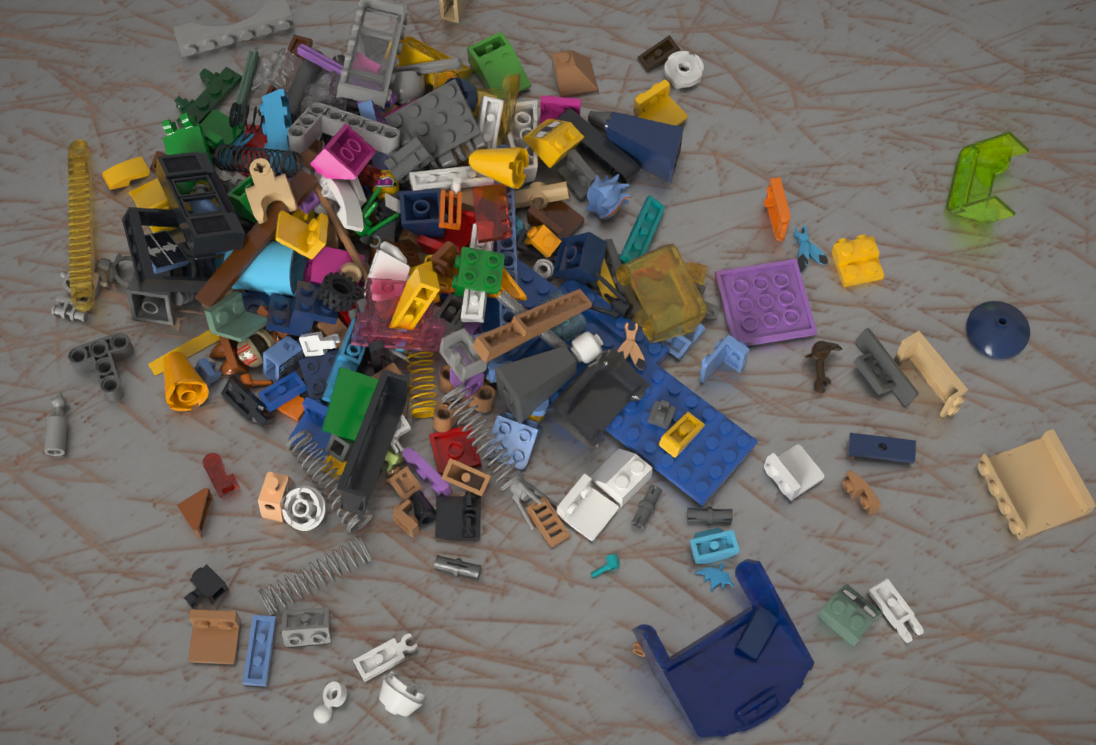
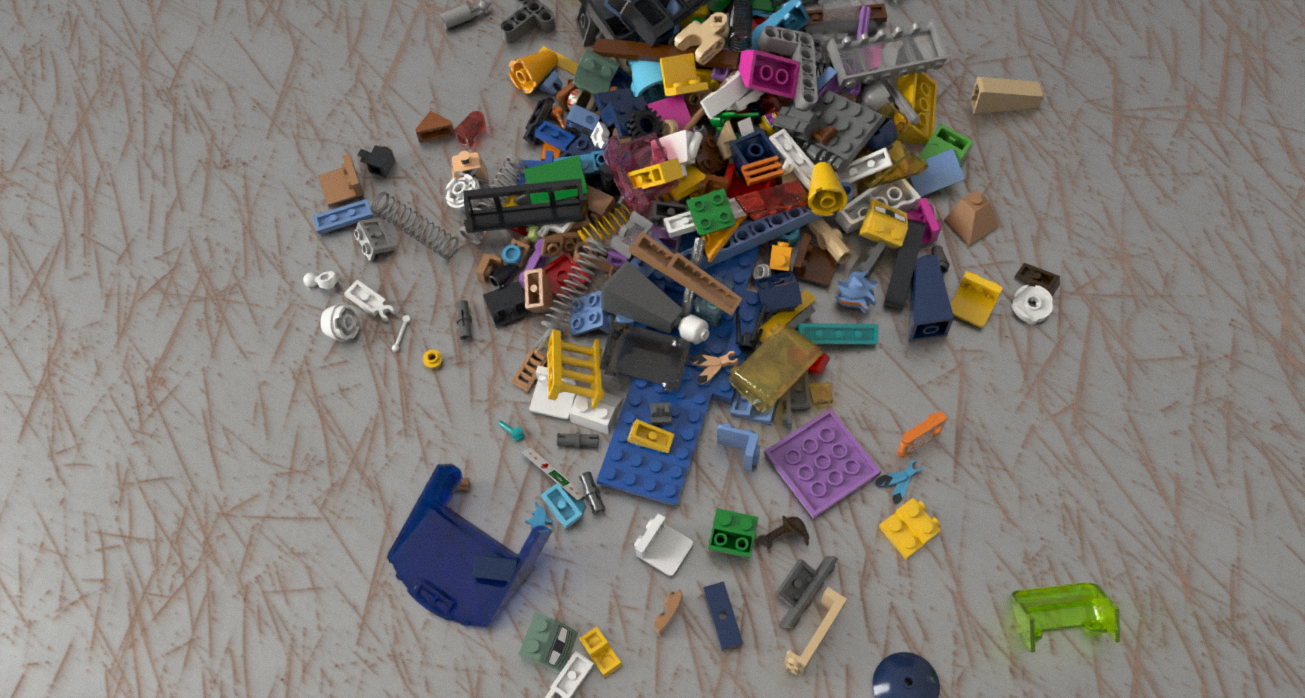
camera: 70 degrees right, 0 degrees up
(392, 229) = (727, 135): none -> tan tile
(408, 486) = (512, 254): none -> dark azure tile
(419, 434) = (560, 242): none -> medium nougat slope
(425, 628) = (406, 319): none -> white hinge
(439, 140) = (824, 135): none -> reddish brown tile
(488, 622) = (433, 364): none -> yellow plate
(516, 63) = (941, 173): none -> medium blue piece
(574, 486) = (556, 371): none -> yellow fence
(672, 543) = (553, 473): none -> white sticker
(808, 404) = (733, 533): none -> green slope
(875, 570) = (600, 652): none -> yellow slope

